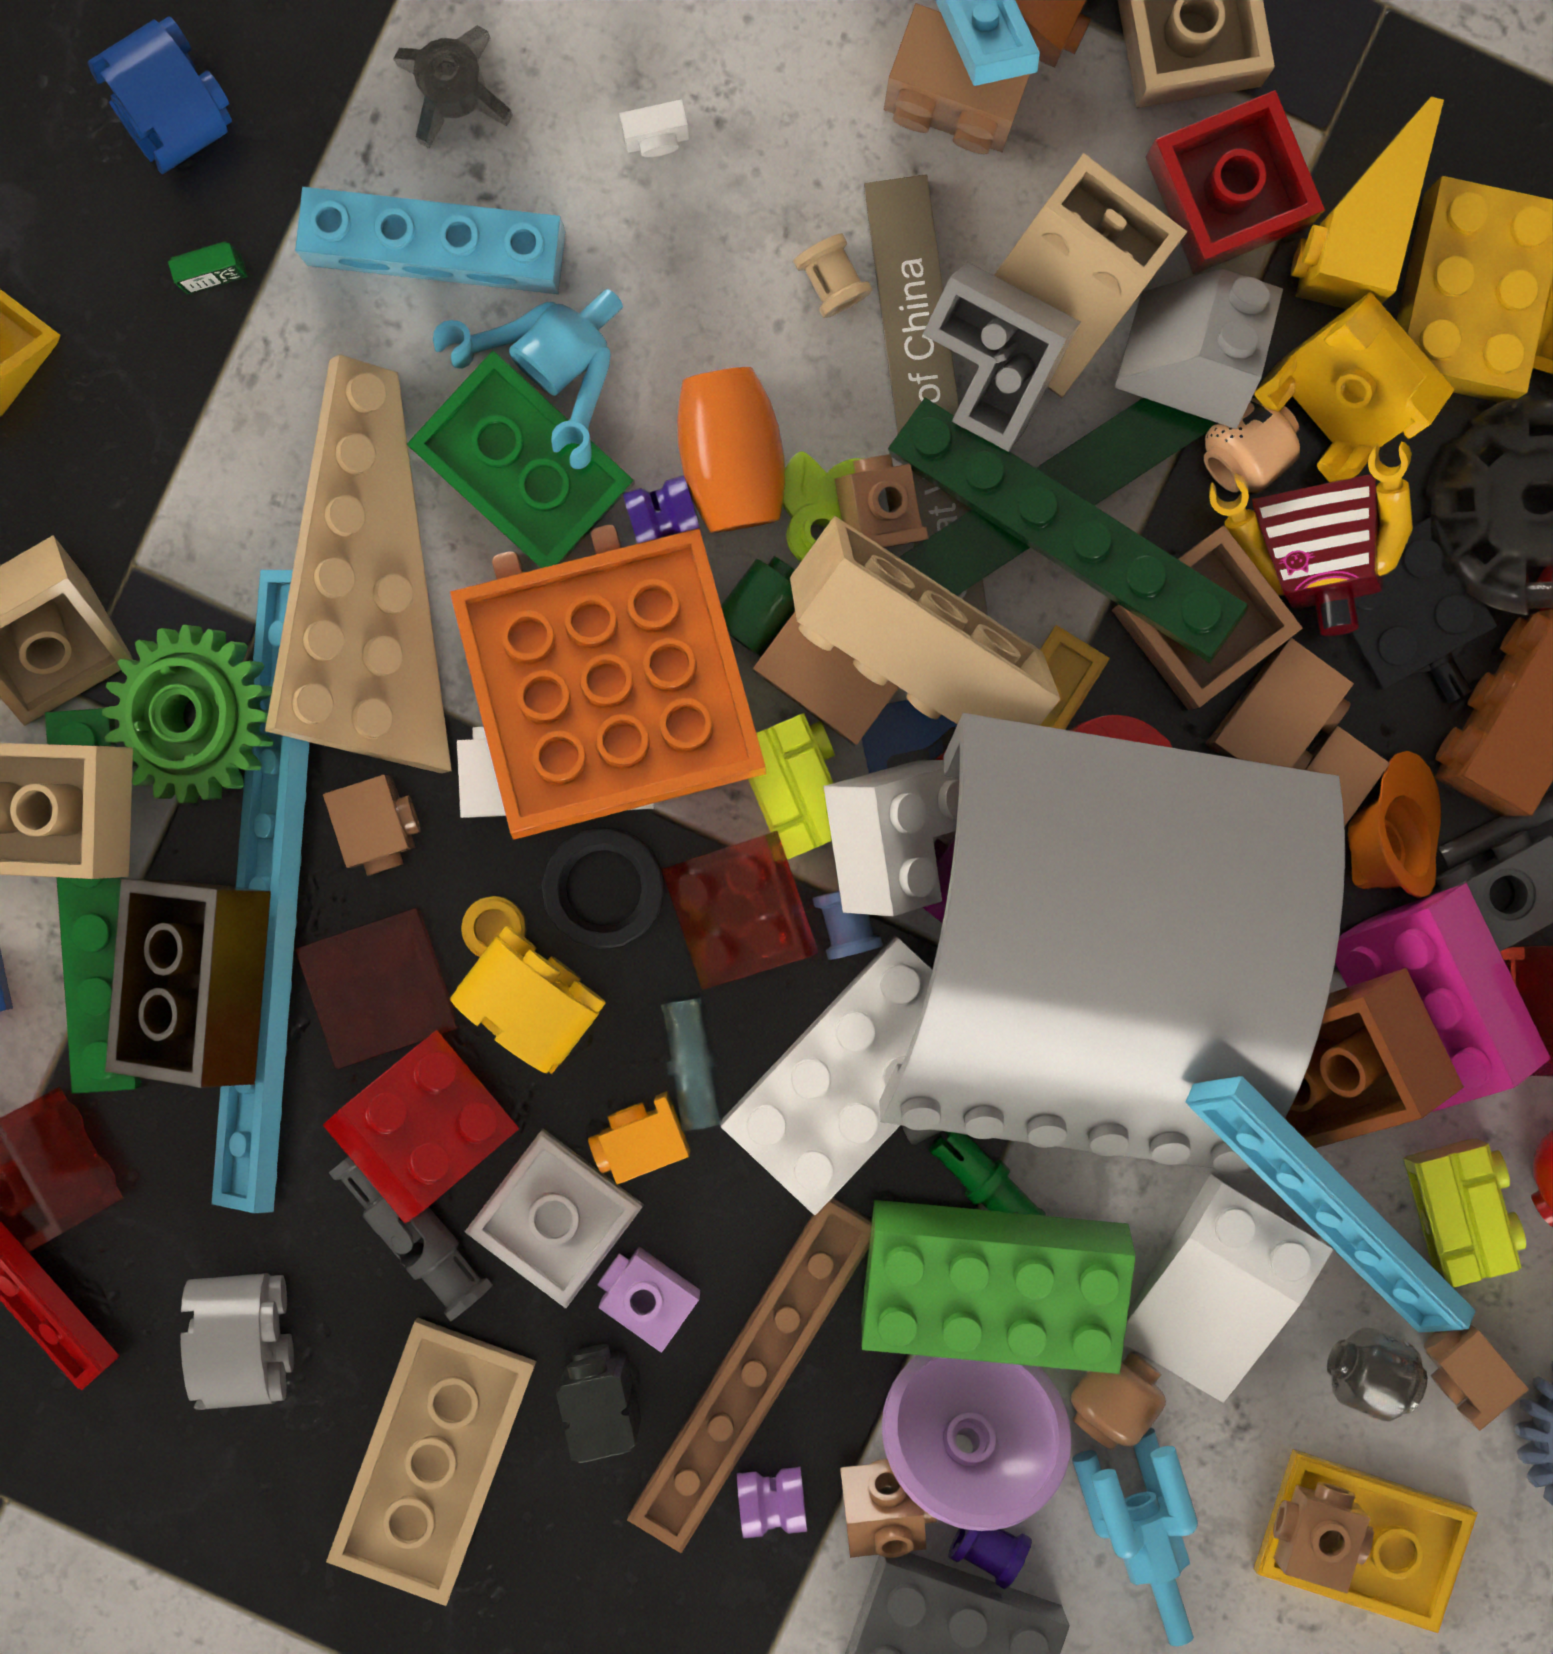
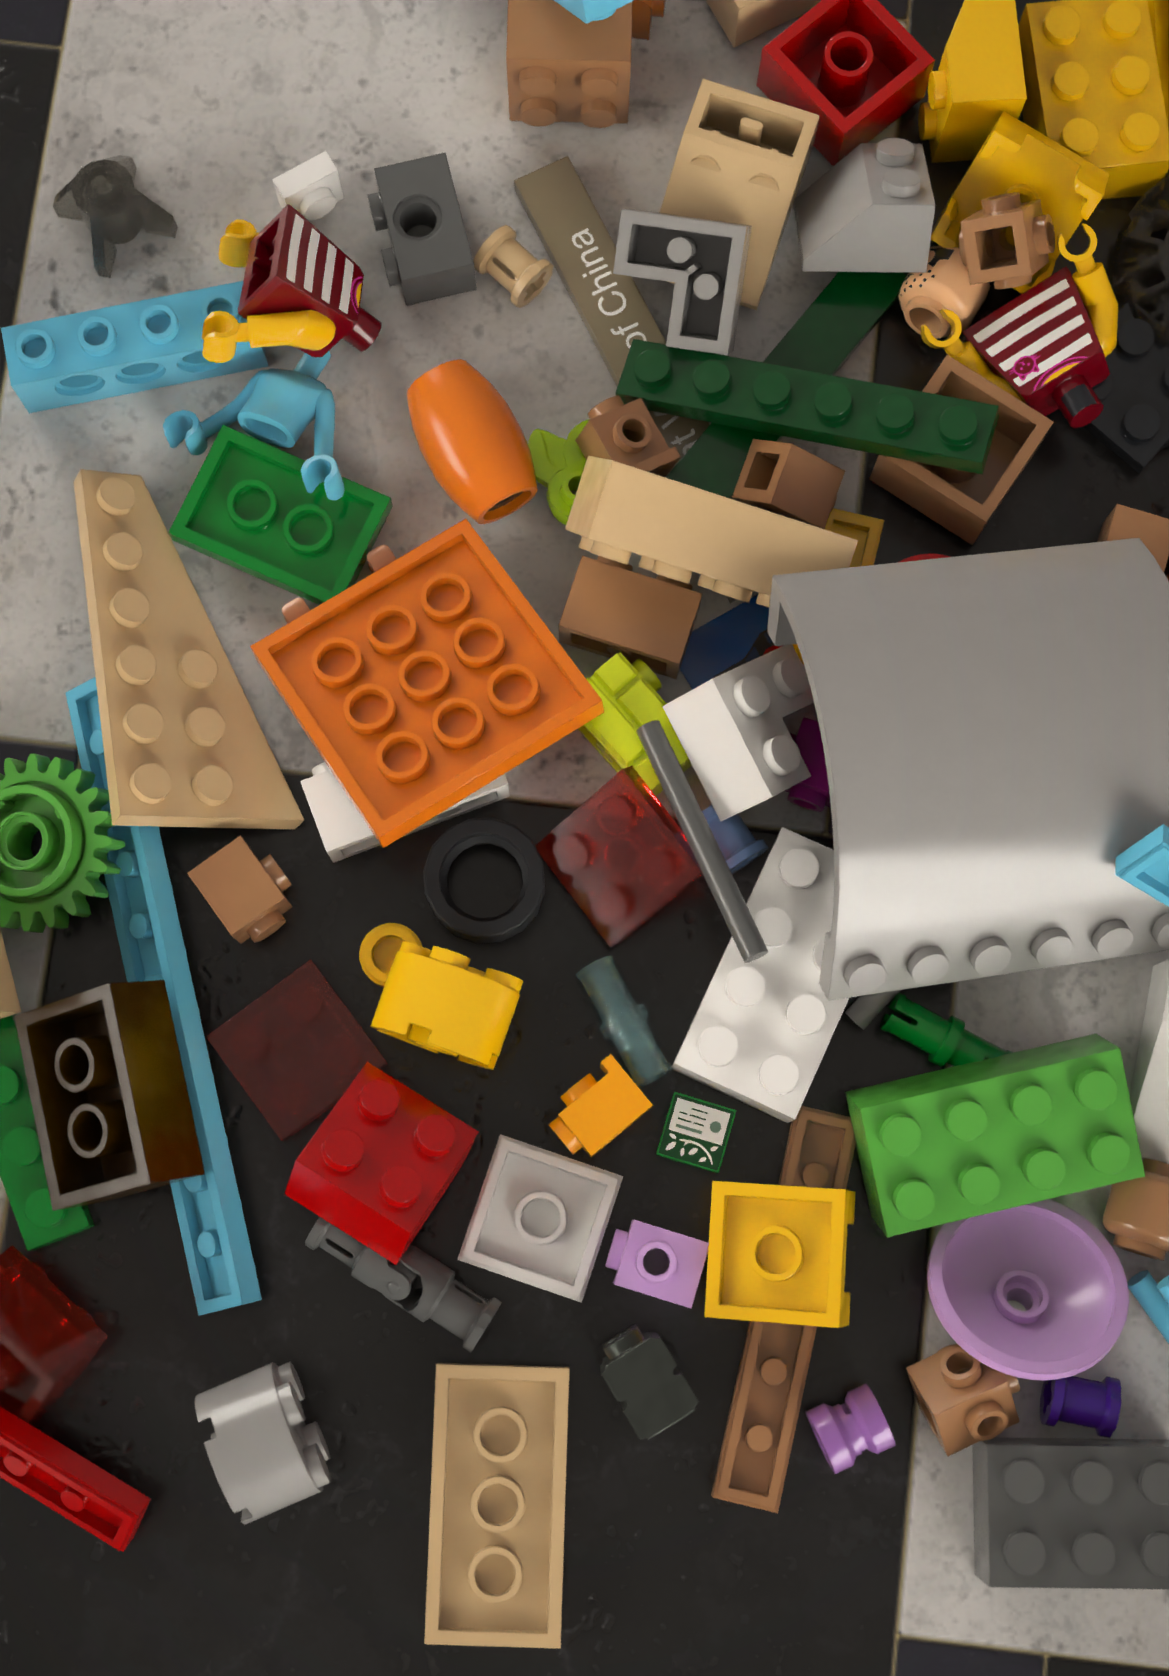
camera: 20 degrees left, 10 degrees down
(606, 241) = (293, 291): none -> torso
(661, 511) = (425, 517): dark purple wheel -> none
(724, 1188) = (696, 1132): none -> tile
(758, 1330) = (778, 1254): none -> yellow panel
(760, 605) = (548, 569): dark green brick -> none
(762, 169) = (416, 195): none -> dark grey brick
(816, 928) = (702, 841): none -> dark grey bar
(1025, 598) = (788, 482): none -> medium nougat brick
(1283, 709) = (1064, 497): medium nougat brick -> none
(1323, 429) = (990, 254): none -> medium nougat brick

